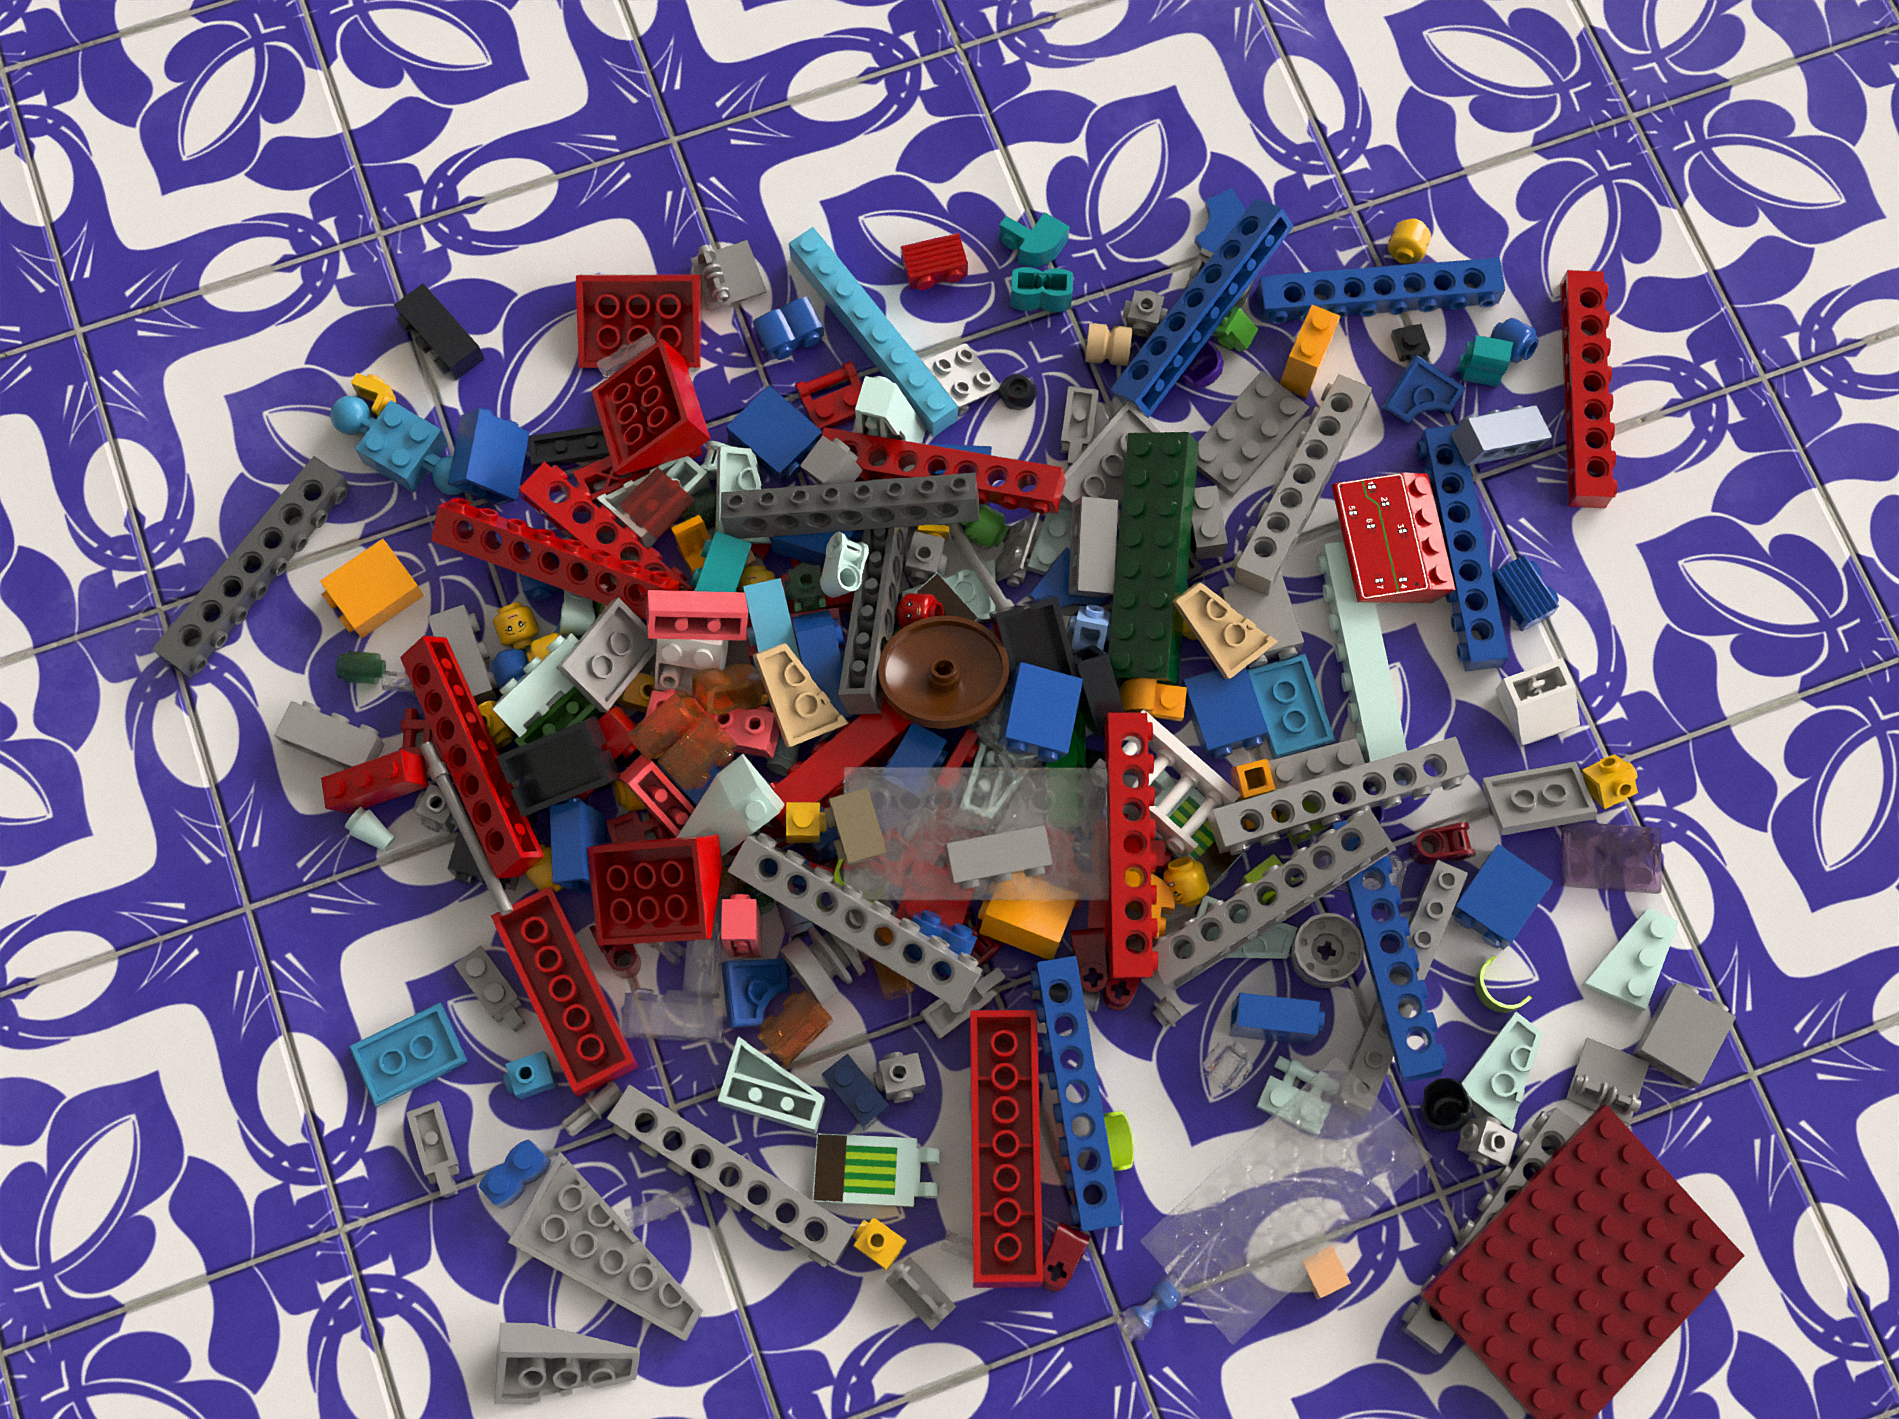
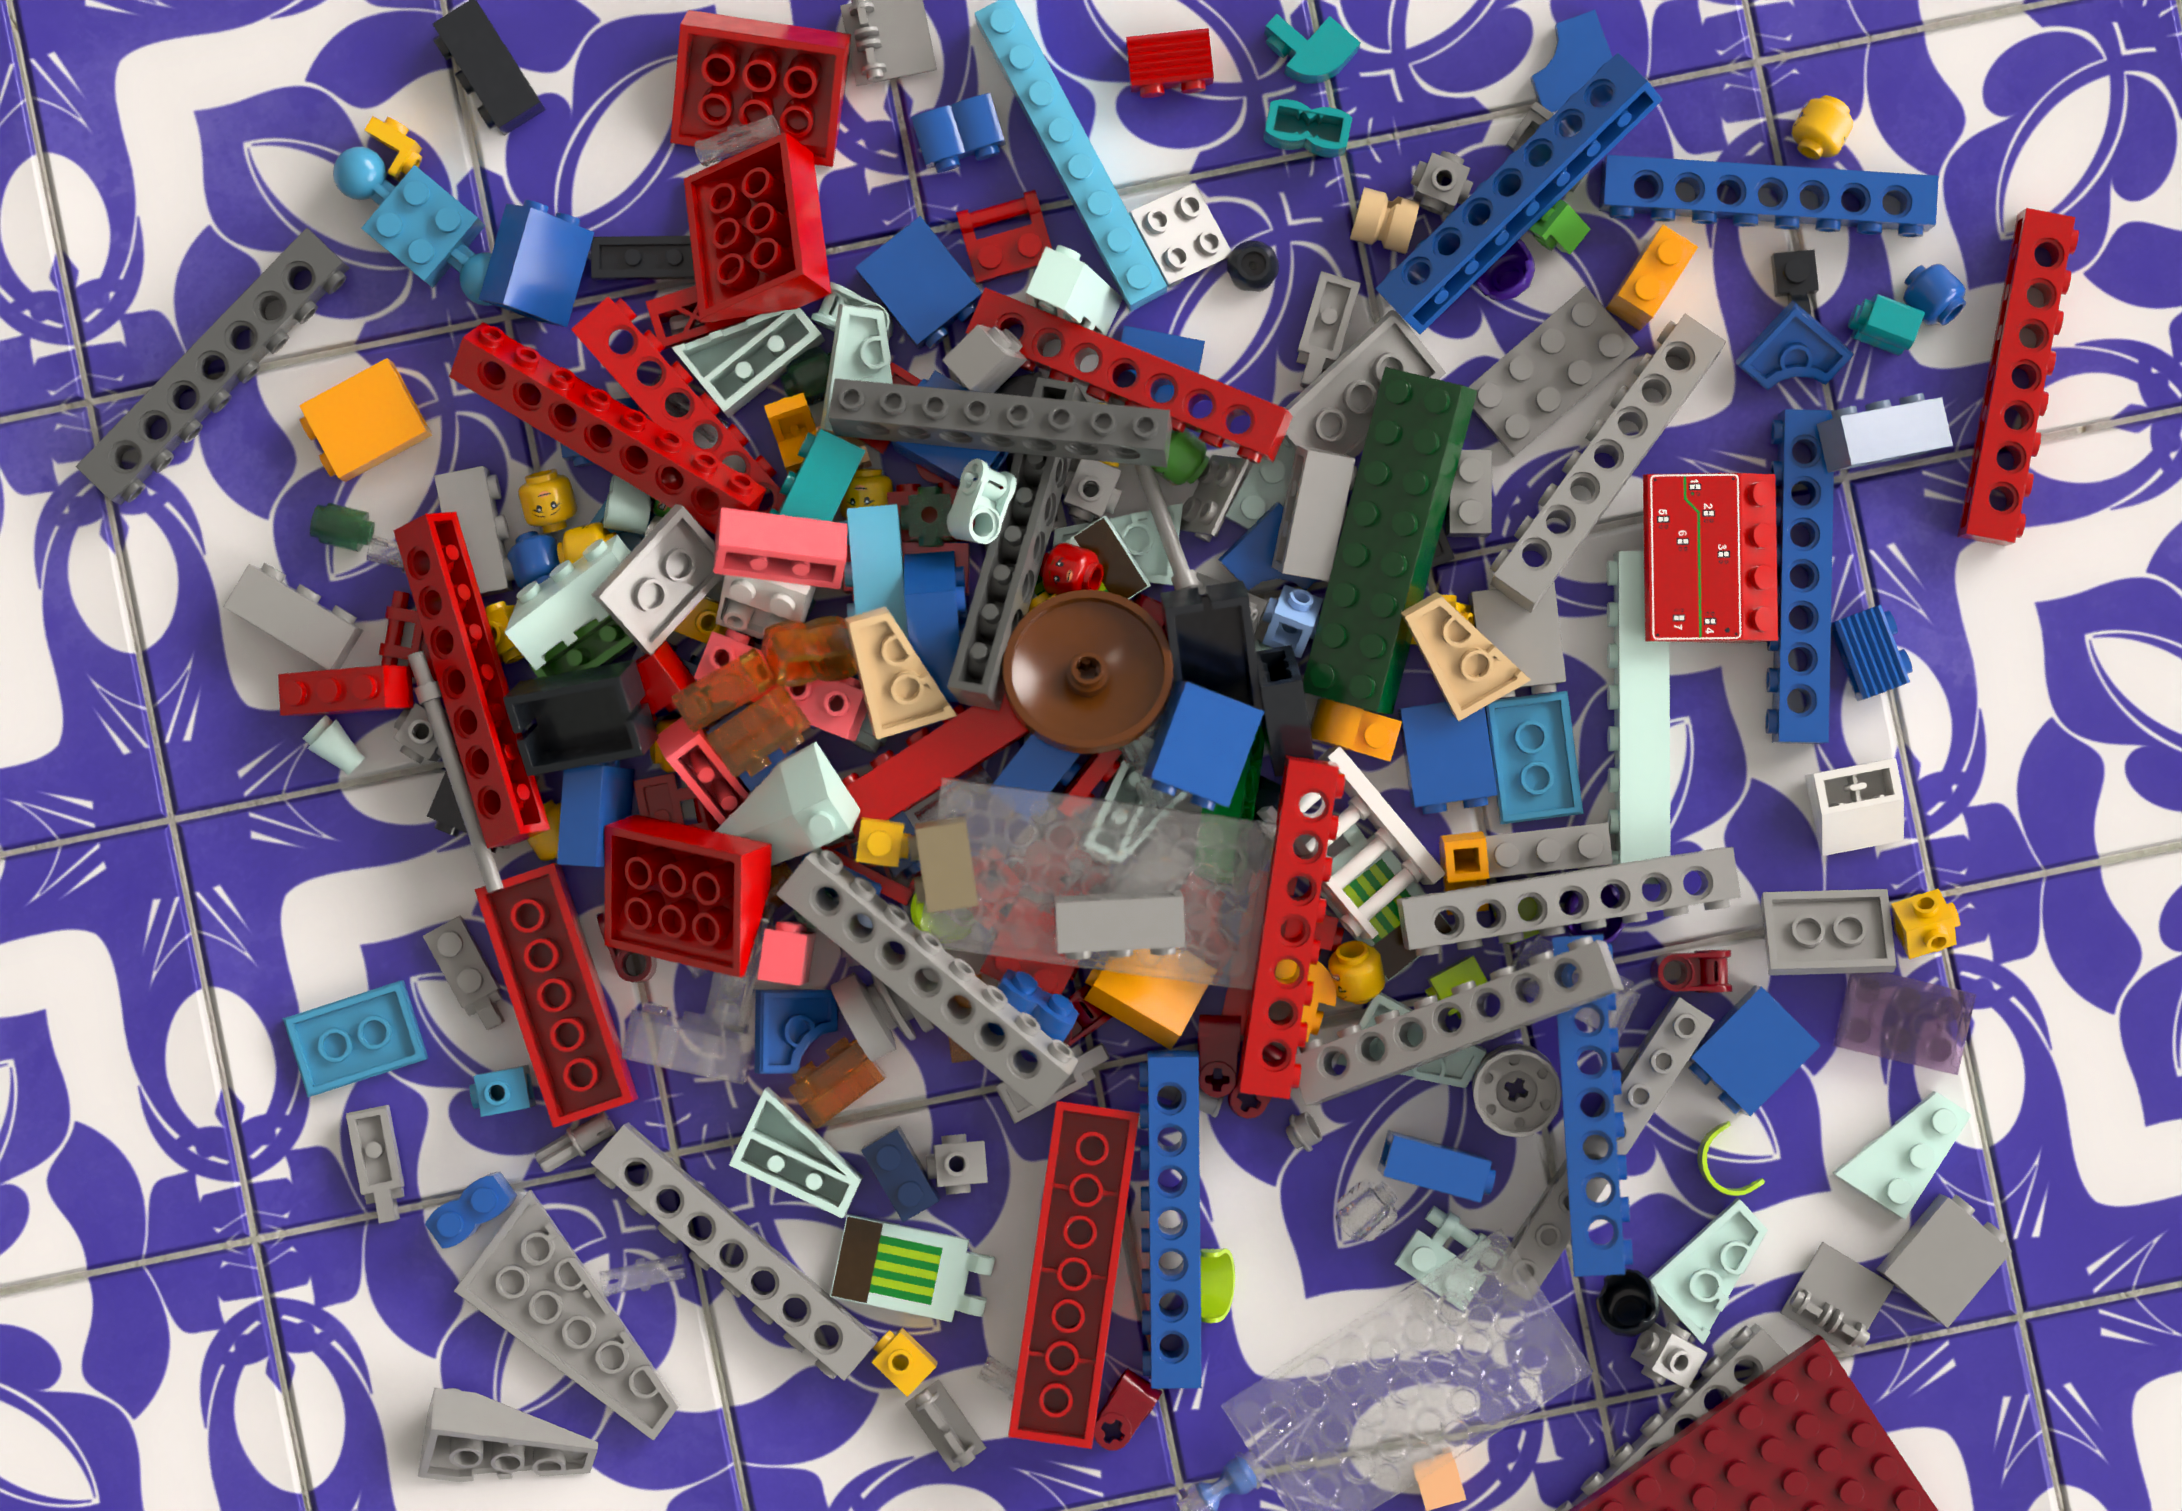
camera: 15 degrees right, 15 degrees up
(657, 503) = (750, 368): clear red piece -> none

